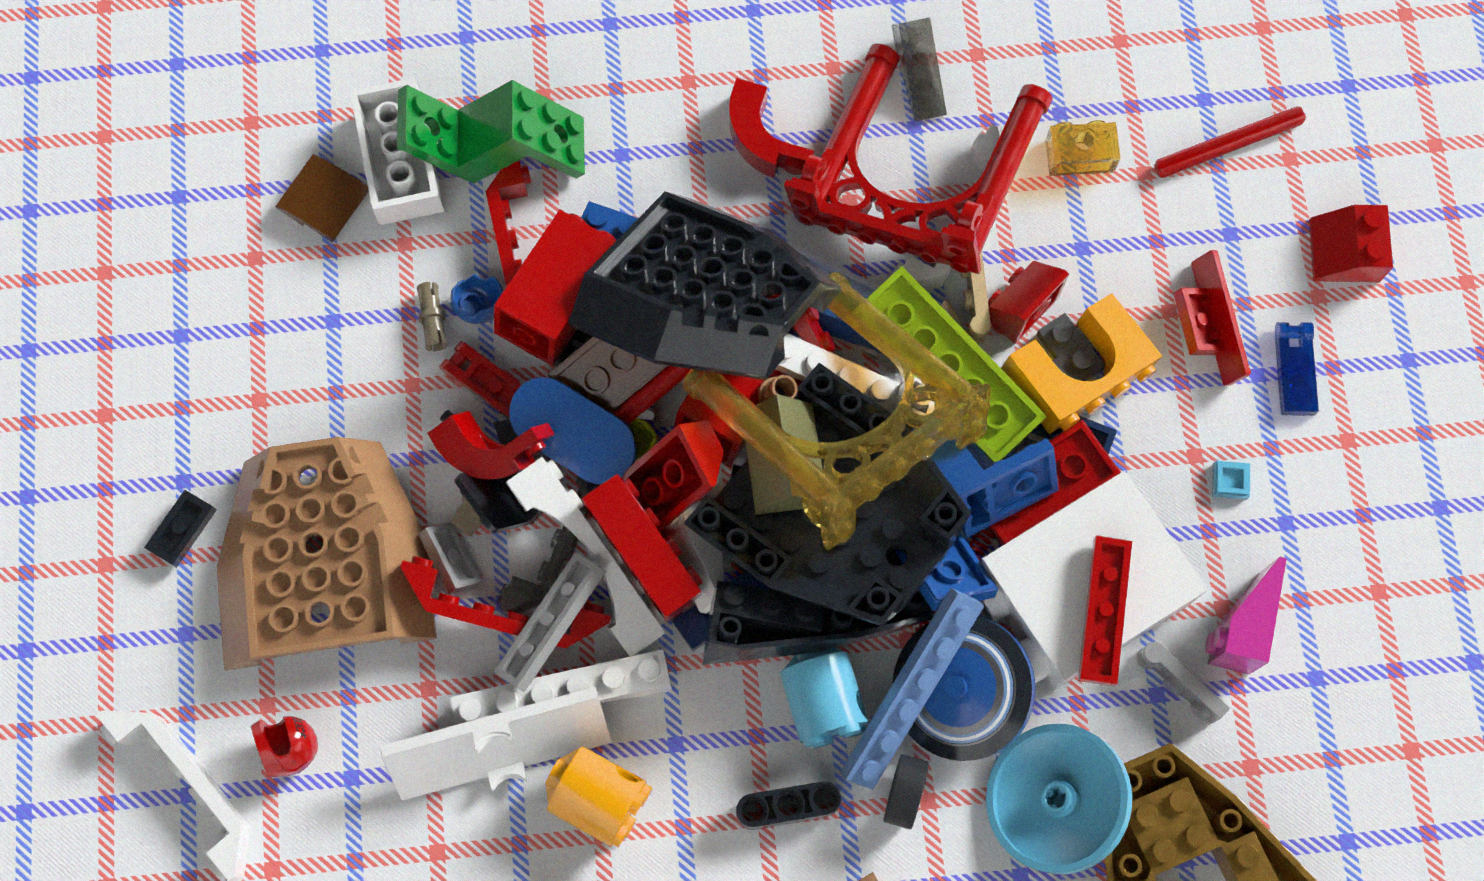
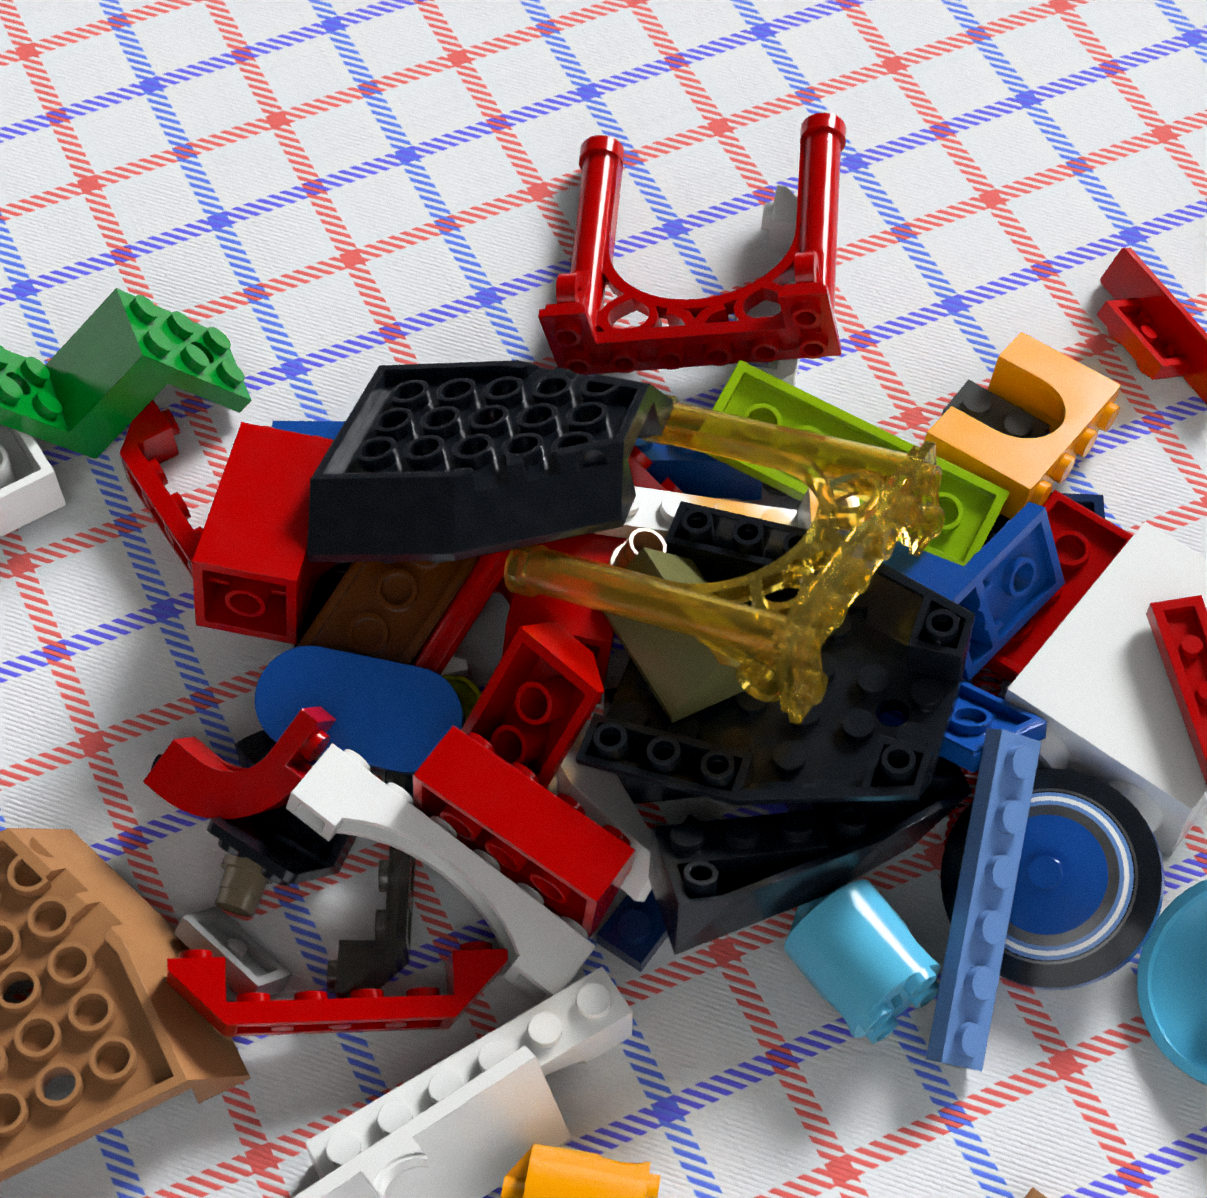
camera: 20 degrees left, 15 degrees down
(431, 316) = (93, 640): dark tan pin -> none
(475, 298) = (154, 597): blue hair -> none
(481, 378) = (196, 698): red plate -> none
(549, 621) = (421, 979): light grey plate -> none
(752, 139) = (469, 295): red arch -> none
(802, 794) = (883, 1110): black beam -> none
(906, 791) = (1034, 1049): black tyre -> none
(920, 68) = (654, 151): clear smoke slope -> none
(976, 300) = (844, 387): tan plate -> none
(1026, 298) = (912, 374): red slope -> none
(1068, 159) = (904, 187): clear yellow brick -> none
(1229, 142) = (1081, 133): red axle -> none

